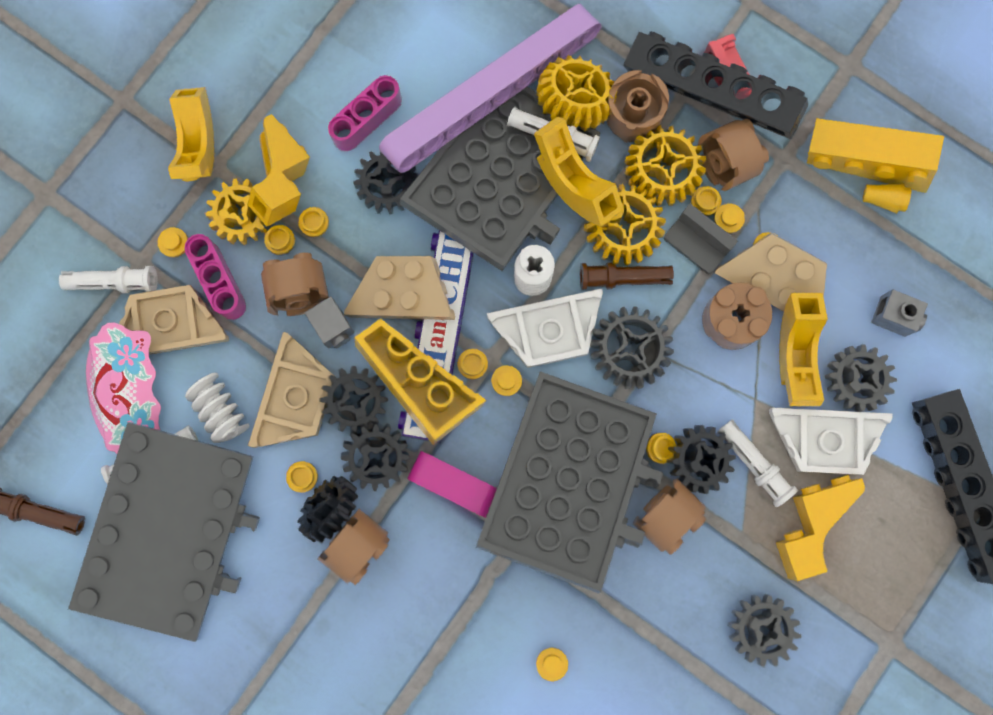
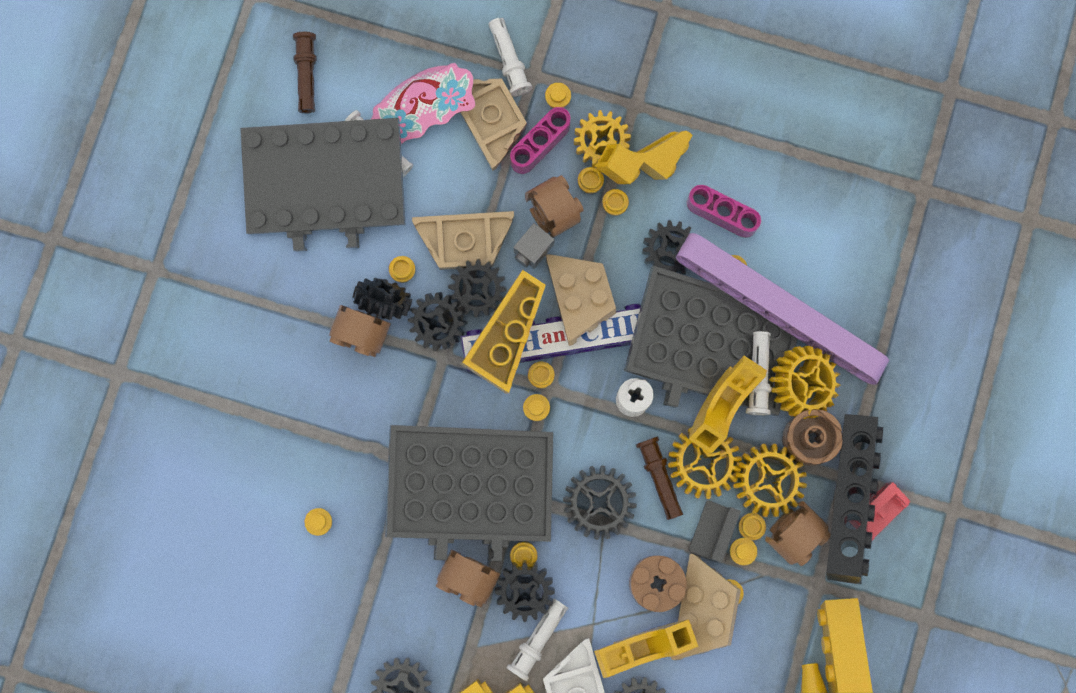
camera: 70 degrees right, 0 degrees up
(194, 135) = (652, 79): yellow arch -> none
(213, 409) = (432, 180): white piece -> none
(452, 484) = (436, 390): dark pink beam -> none
(549, 328) = (592, 428): white wing -> none

